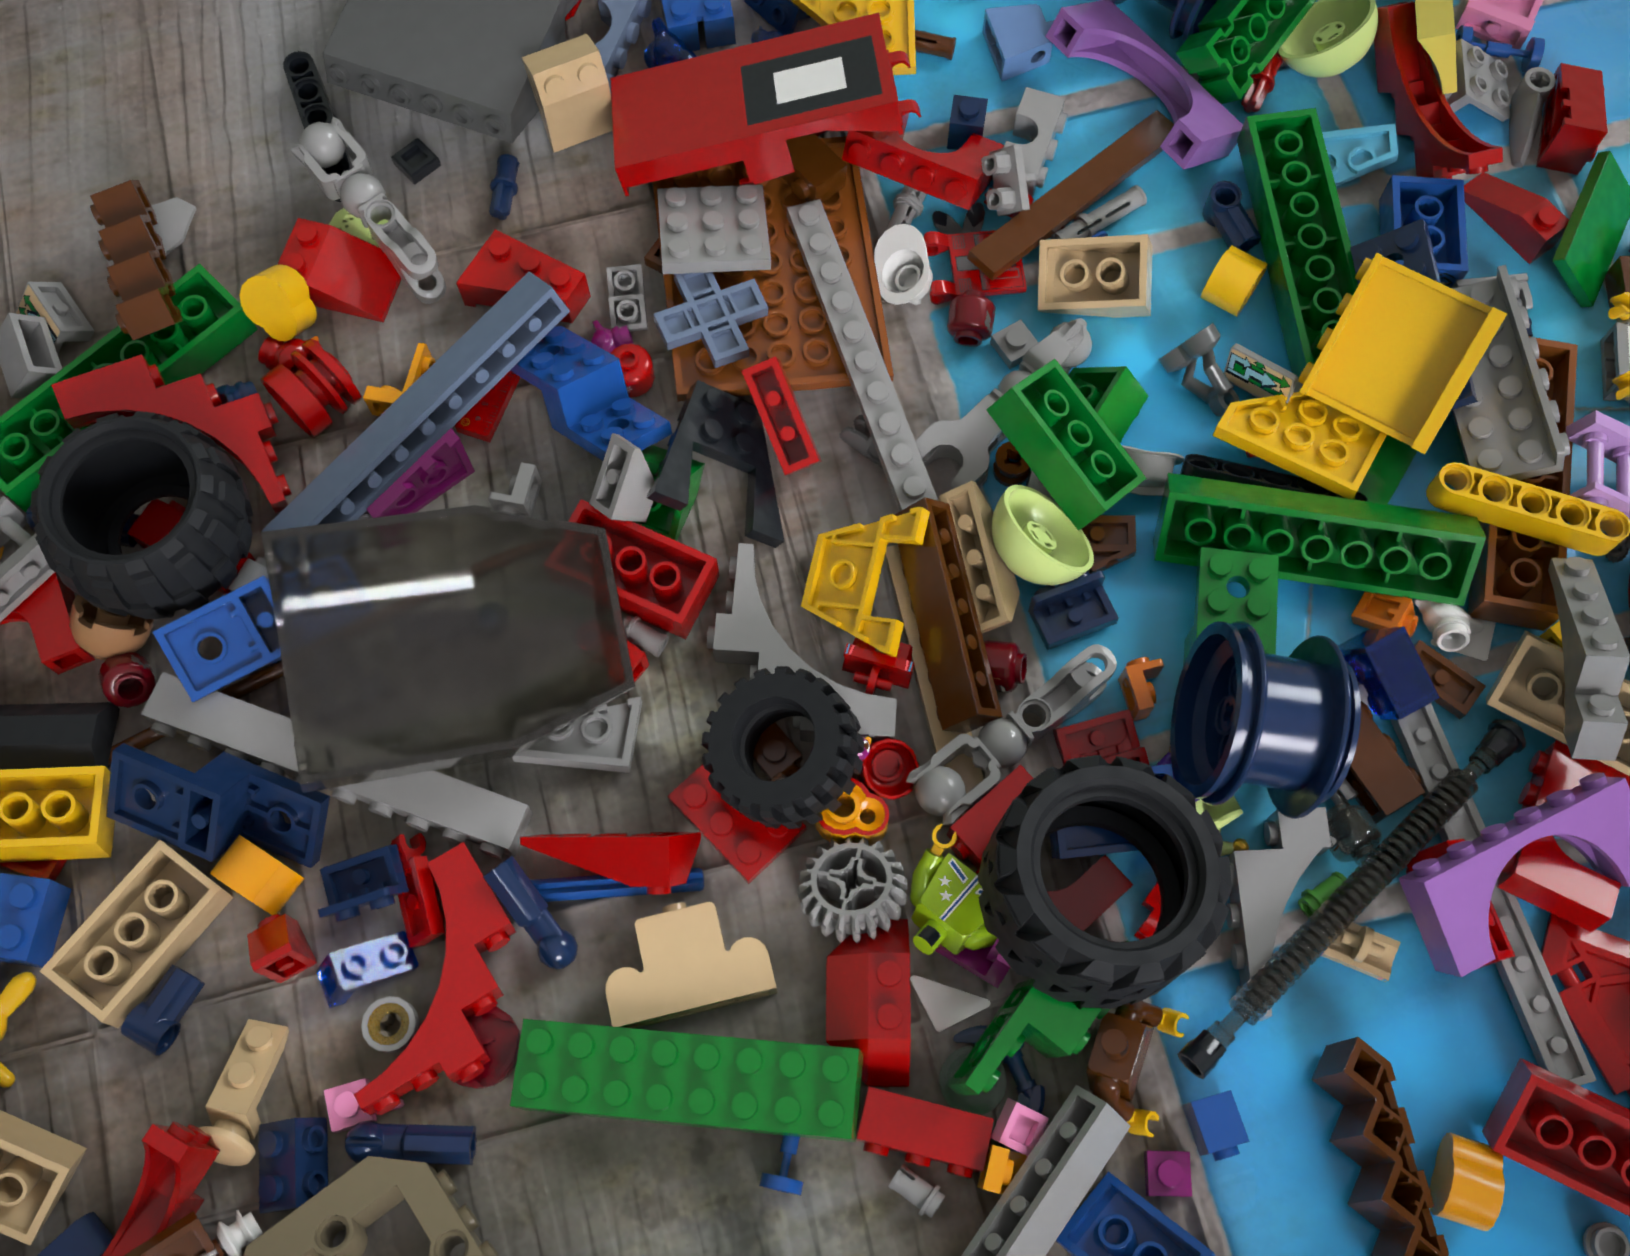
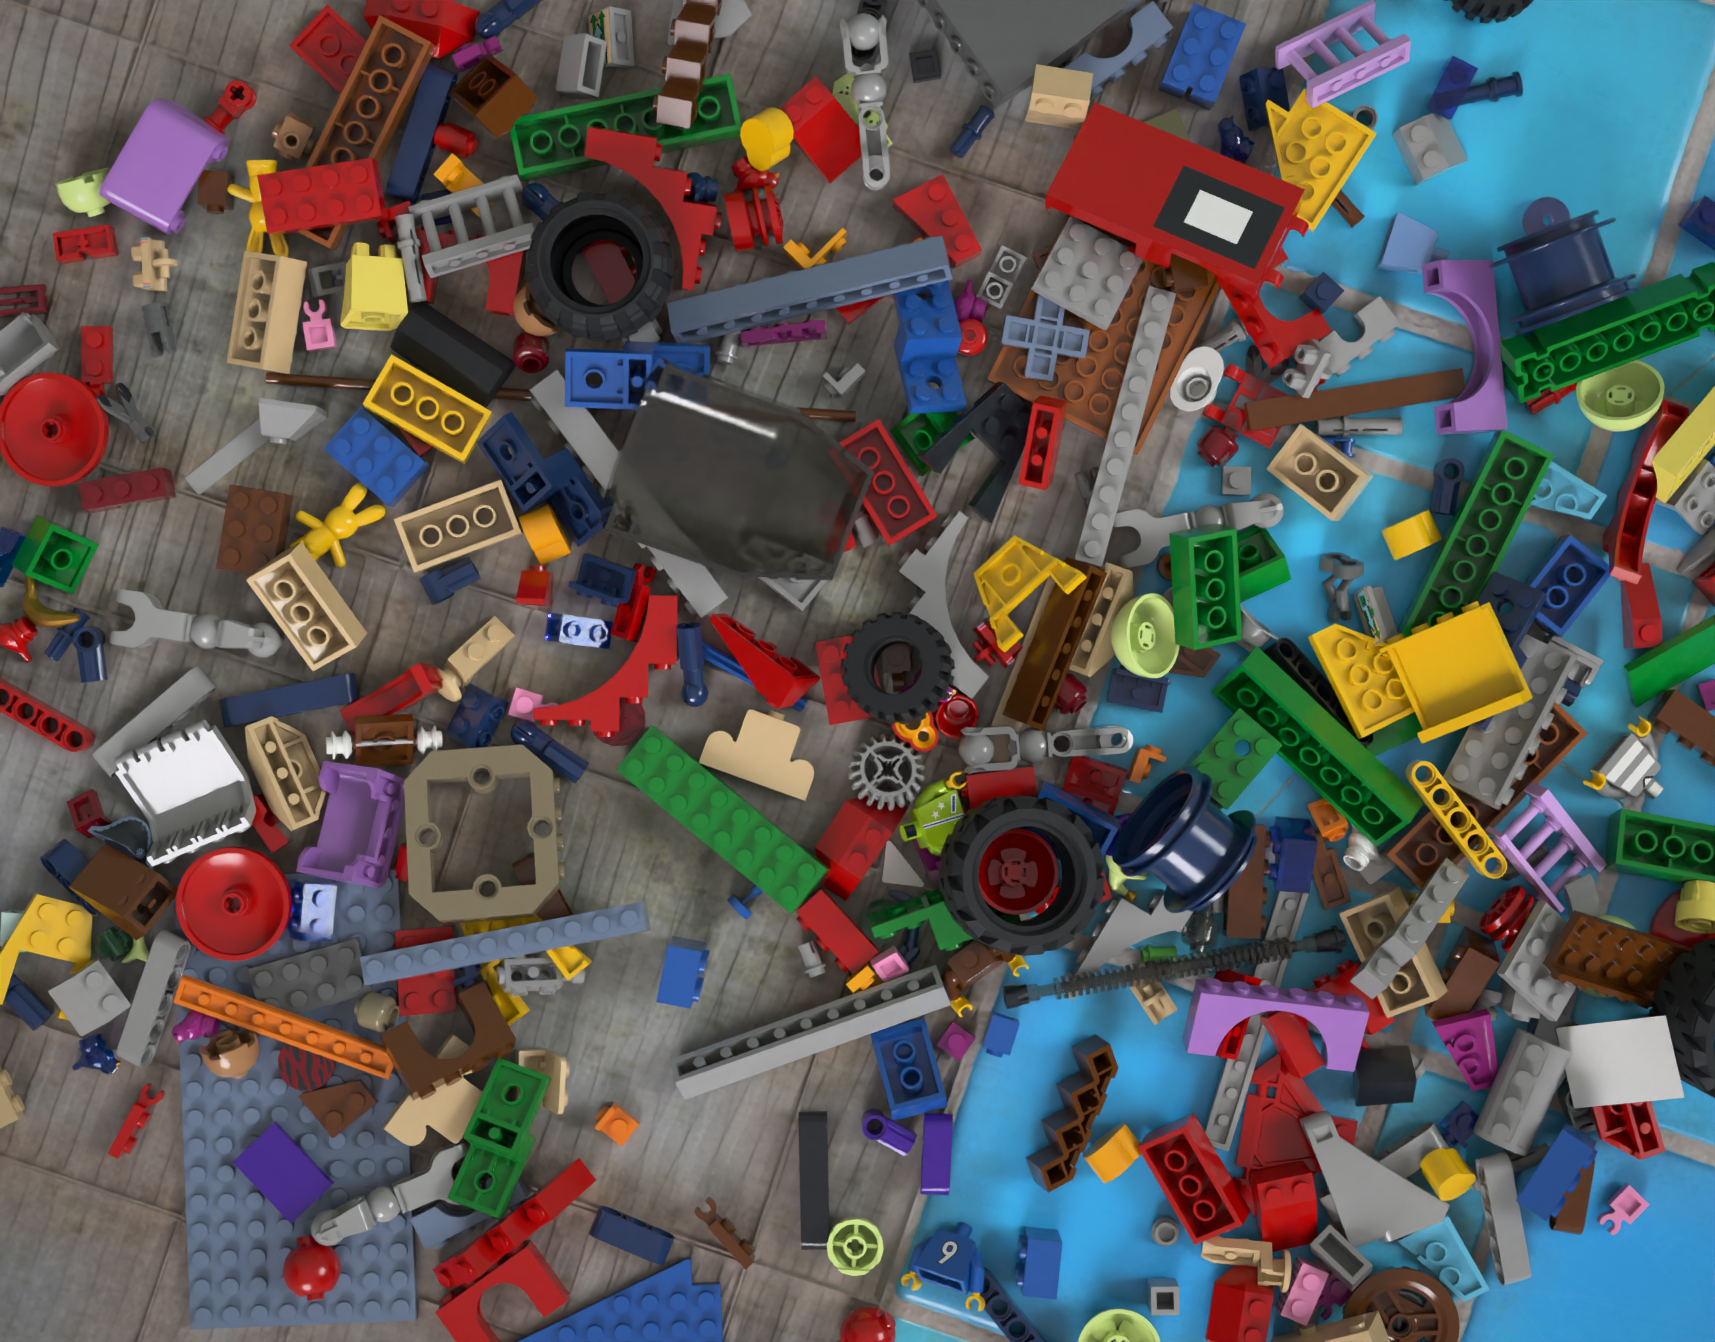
camera: 30 degrees right, 20 degrees up
(382, 1014) = (564, 680): piece -> none
(623, 483) = (909, 431): light grey slope -> none
(665, 47) = (1152, 97): clear blue animal -> none
(1103, 873) = (1026, 860): none -> red piece

